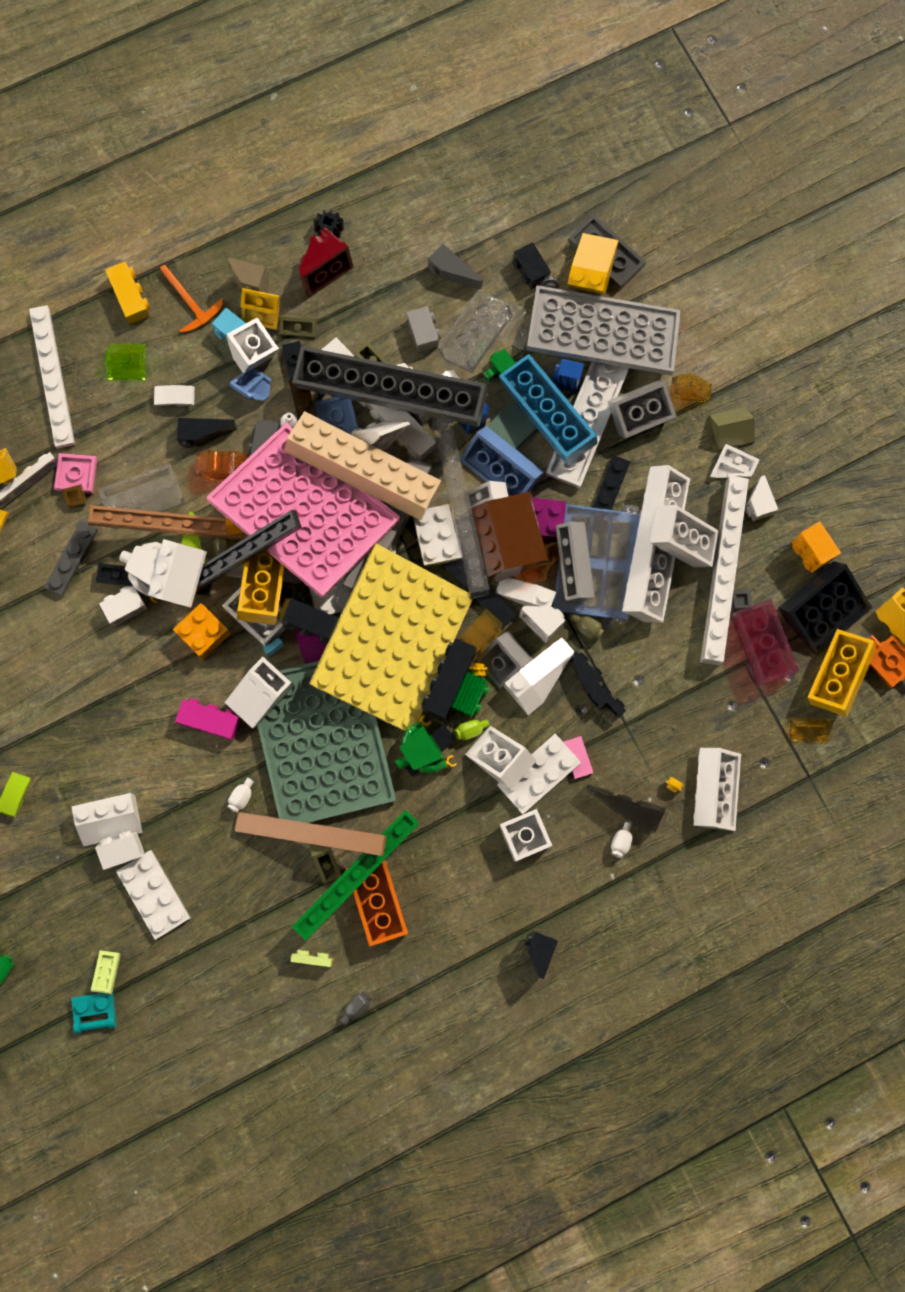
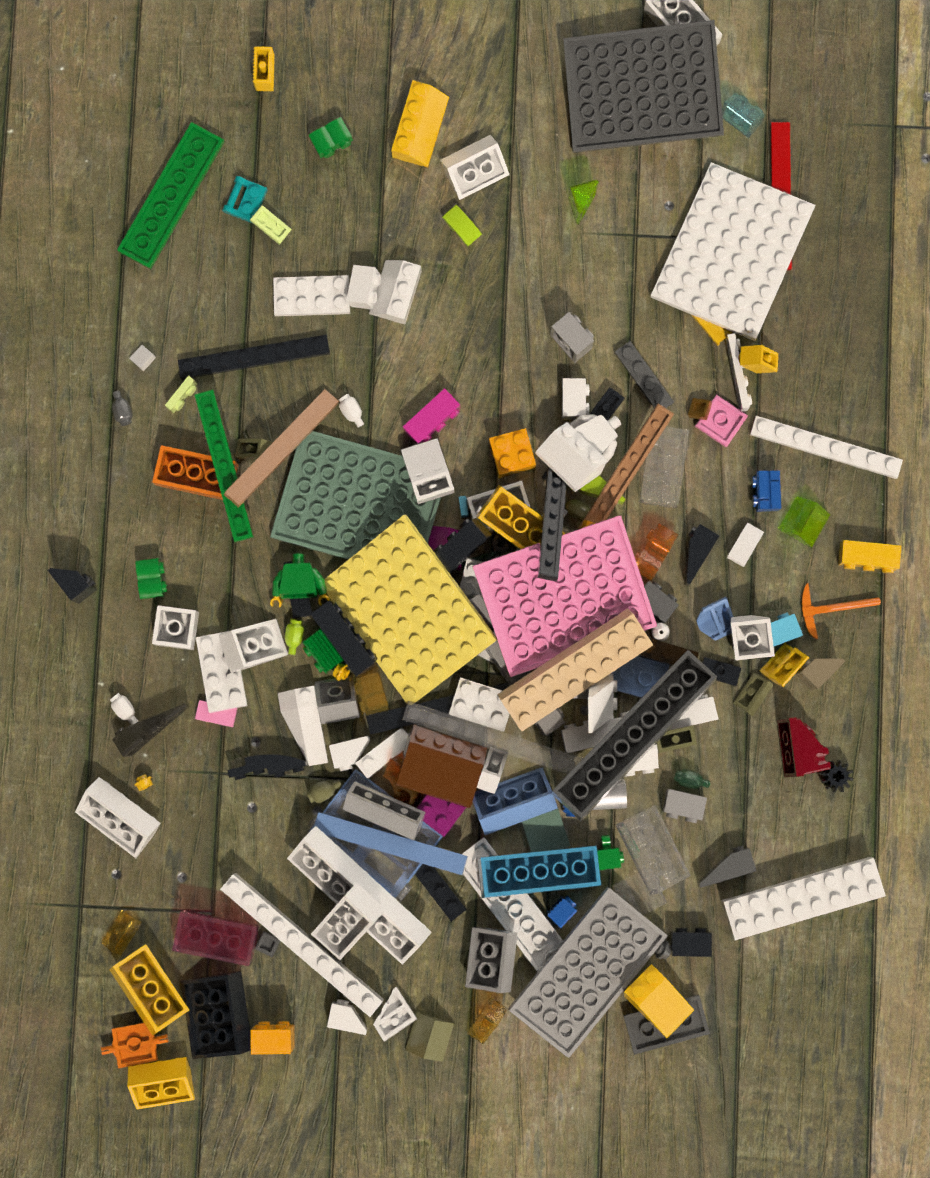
camera: 130 degrees right, 5 degrees up
(67, 635) = (572, 337): none -> light grey brick
(117, 402) = (767, 491): none -> blue brick
(126, 1085) = (170, 195): none -> green plate
(240, 914) = (254, 357): none -> black plate
(297, 1018) = (142, 357): none -> white slope
(398, 336) = (690, 779): none -> clear green plant
(443, 200) = (803, 898): none -> white brick
(495, 885) = (150, 578): none -> green brick
(598, 543) = (391, 843): none -> medium blue tile

